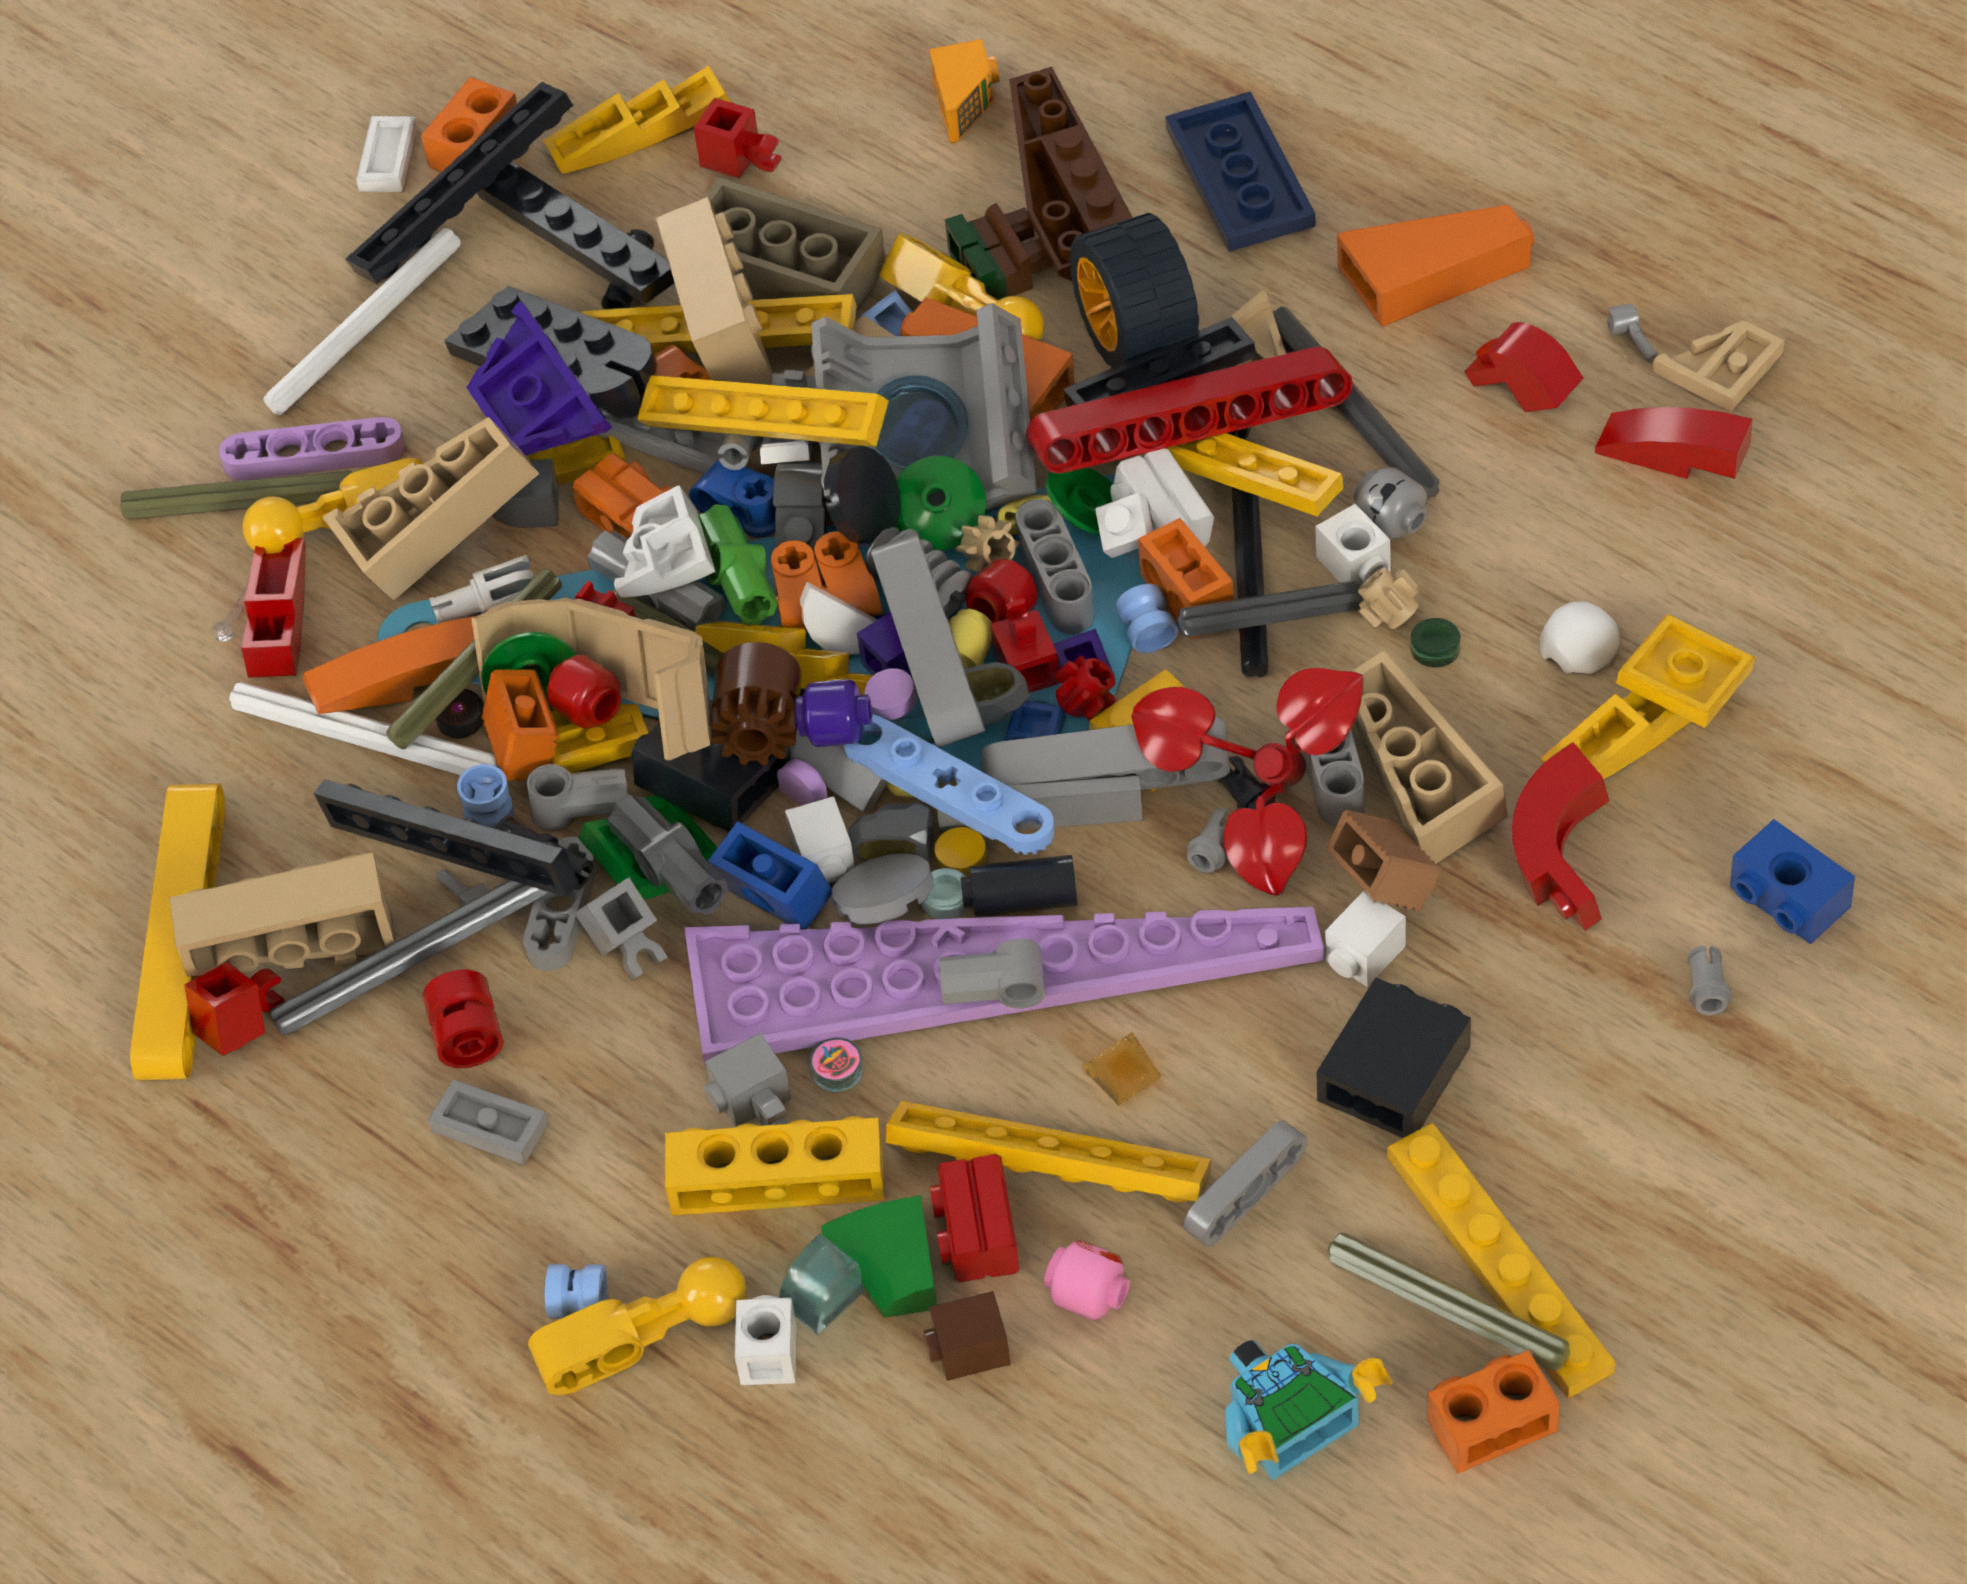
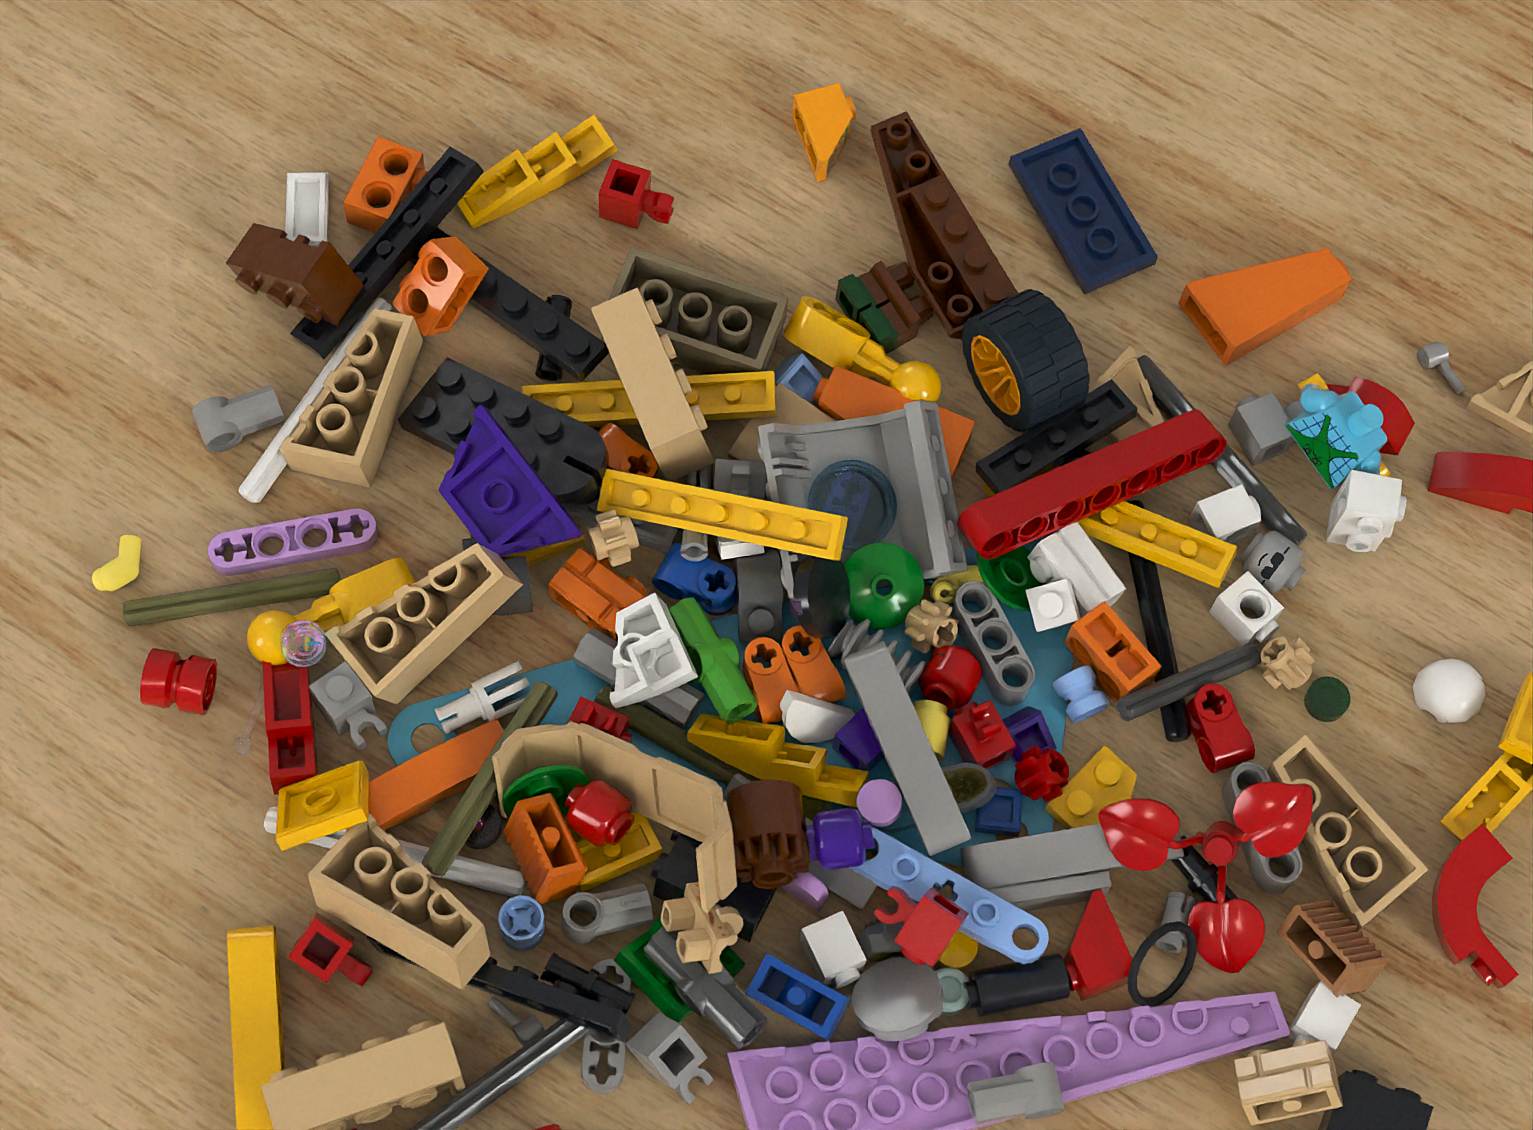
camera: 20 degrees left, 15 degrees up
(125, 465) = (121, 569): none -> light yellow arm
(164, 561) = (172, 680): none -> red wheel
(260, 335) = (226, 421): none -> light grey piece
(271, 807) = (325, 949): none -> red brick
(288, 666) = (322, 805): none -> yellow tile
(298, 523) = (303, 643): none -> clear light blue tile
(335, 588) = (346, 704): none -> light grey brick
(346, 748) = (395, 901): none -> tan wedge
(358, 193) = (295, 273): none -> reddish brown wedge
(404, 319) = (356, 410): none -> tan wedge
(508, 211) = (438, 293): none -> orange brick
(647, 440) = (613, 538): none -> tan gear
(665, 786) = (705, 931): none -> tan hips
(914, 800) = (927, 925): none -> red brick
(1116, 861) = (1097, 952): none -> red slope
(1157, 836) = (1141, 953): none -> black piece
(1294, 644) = (1219, 735): none -> red piece
(1306, 984) = (1288, 1082): none -> tan brick
(1348, 452) = (1227, 515): none -> white brick
(1411, 380) = (1261, 428): none -> light grey brick
(1483, 378) = (1338, 432): none -> medium azure torso
(1502, 452) = (1365, 511): none -> white brick

